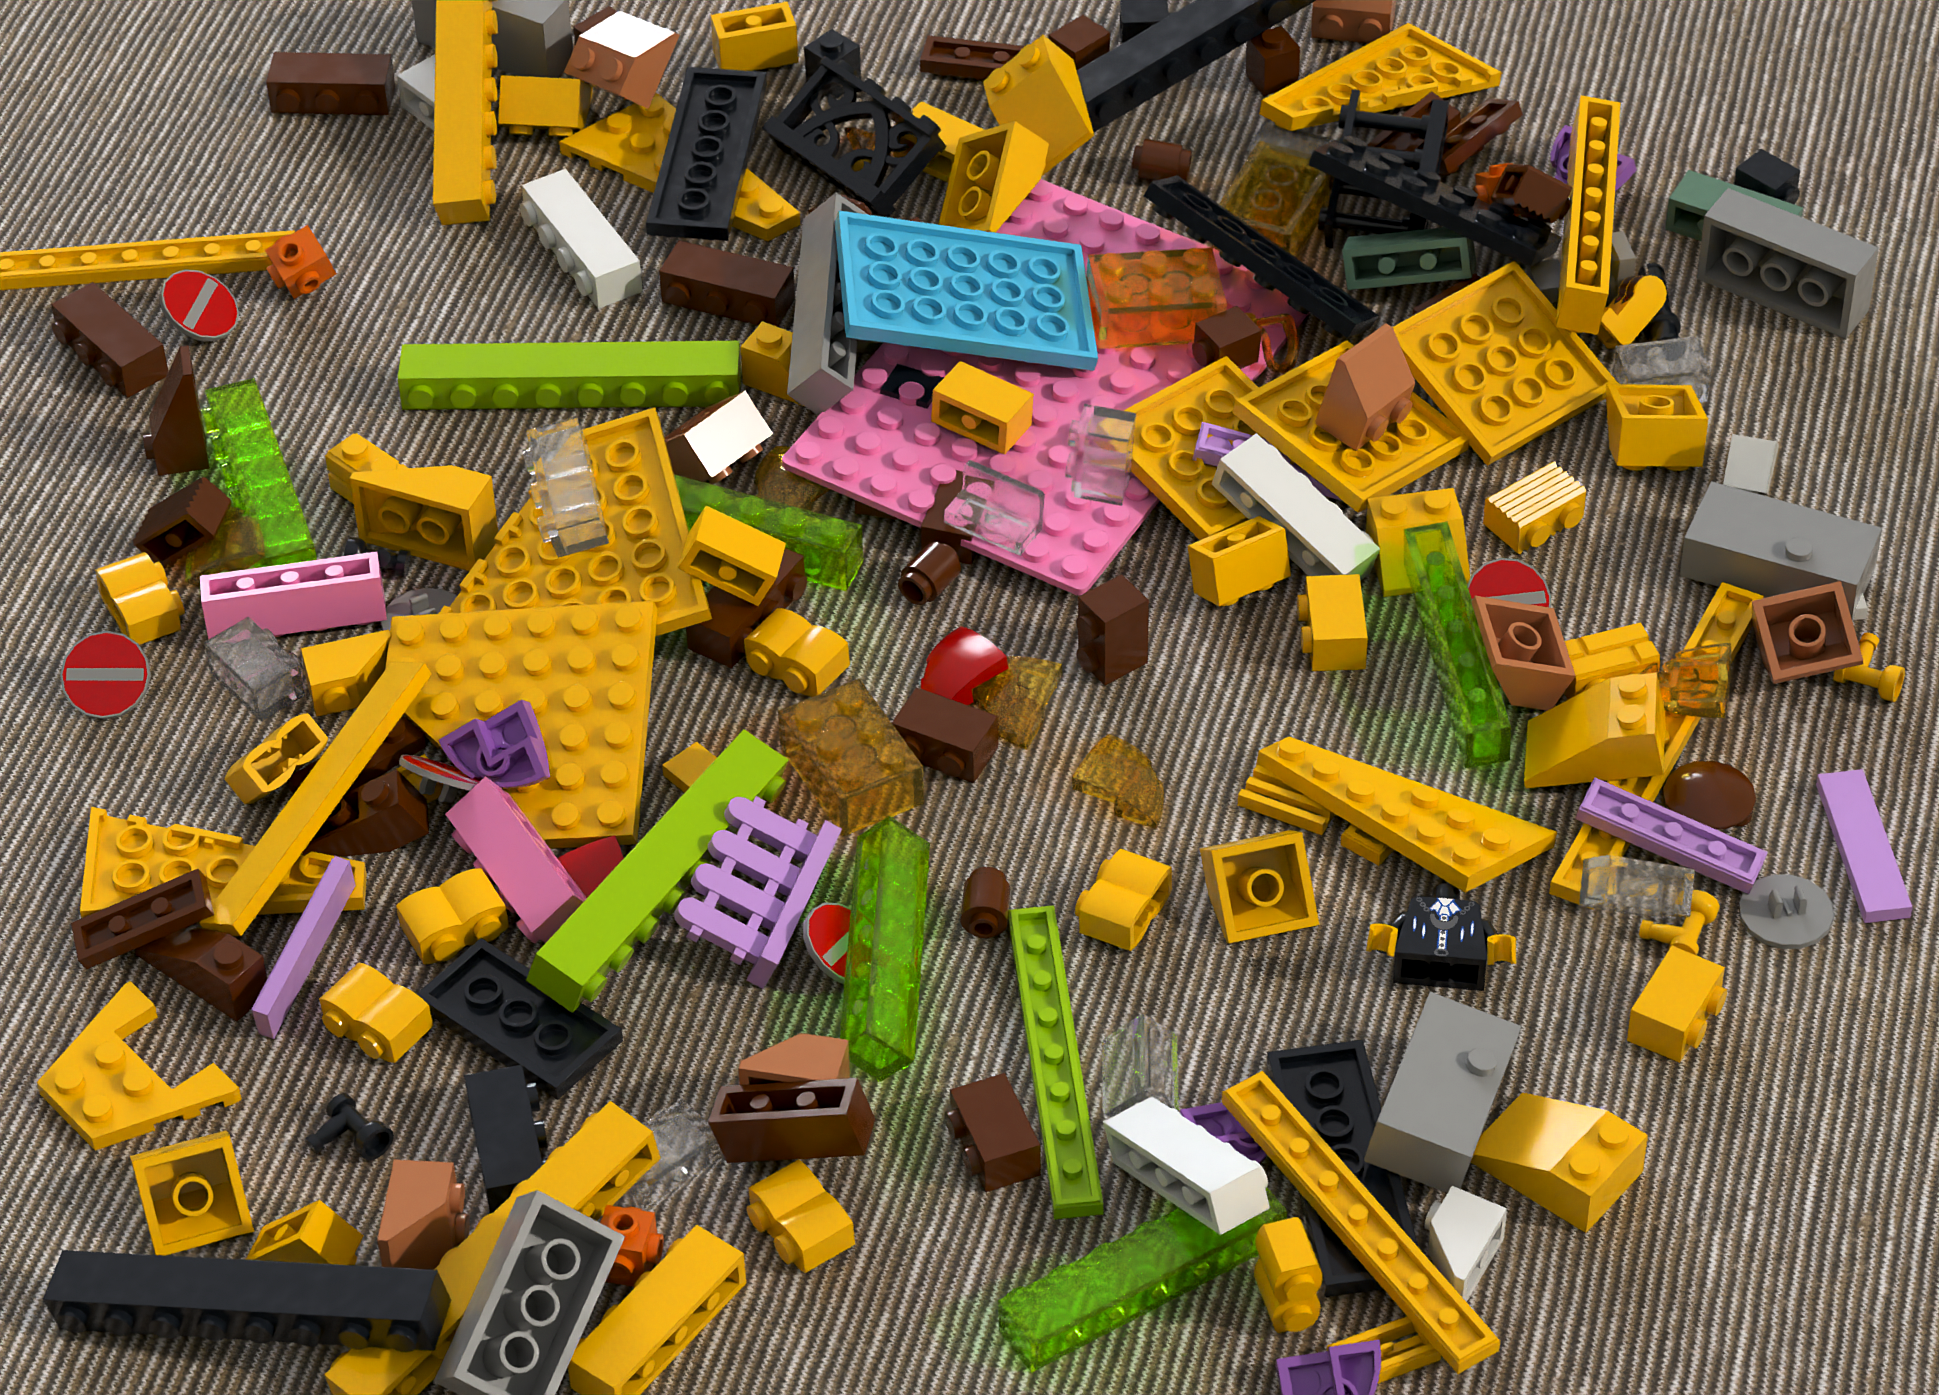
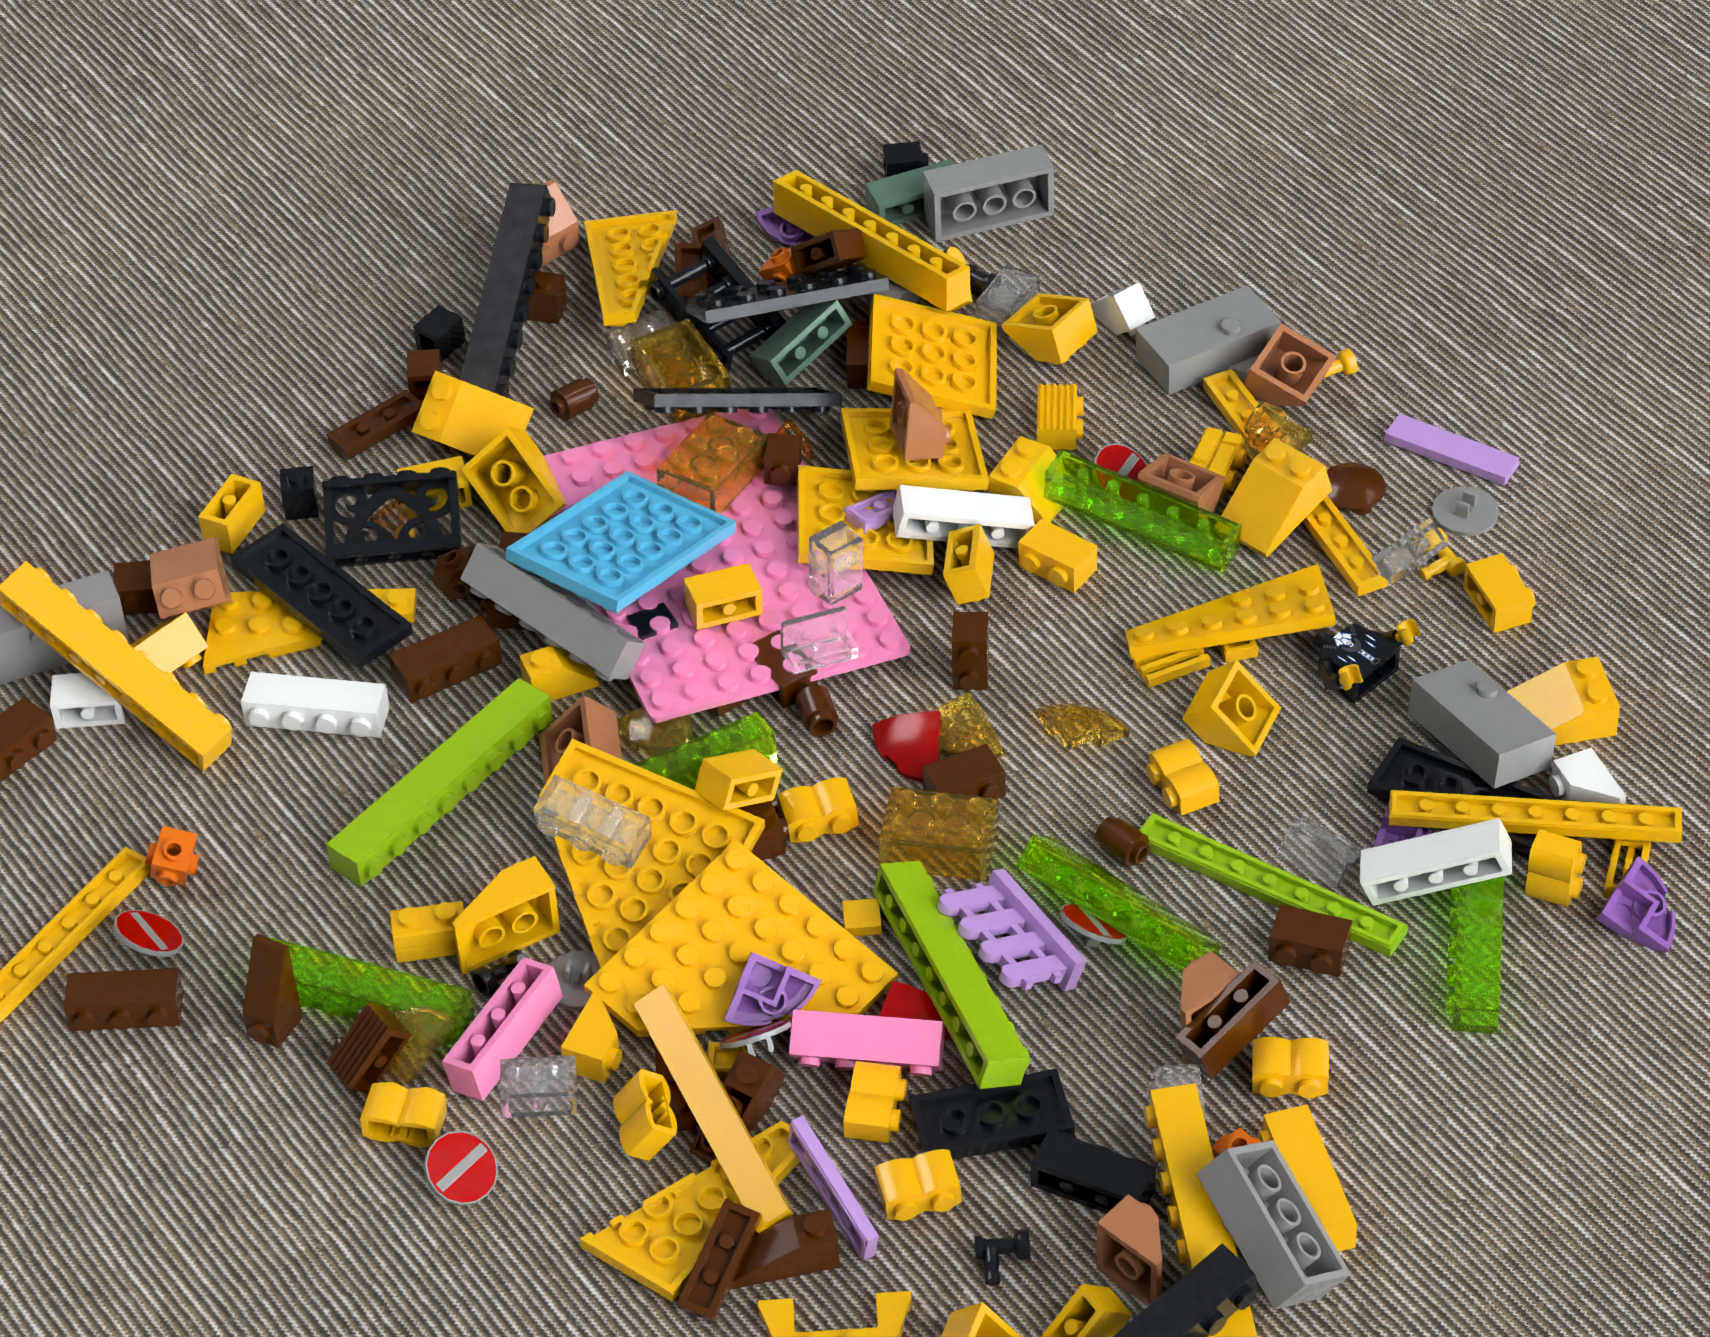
camera: 50 degrees left, 0 degrees up
(1671, 835) = (1375, 517): lavender tile -> none

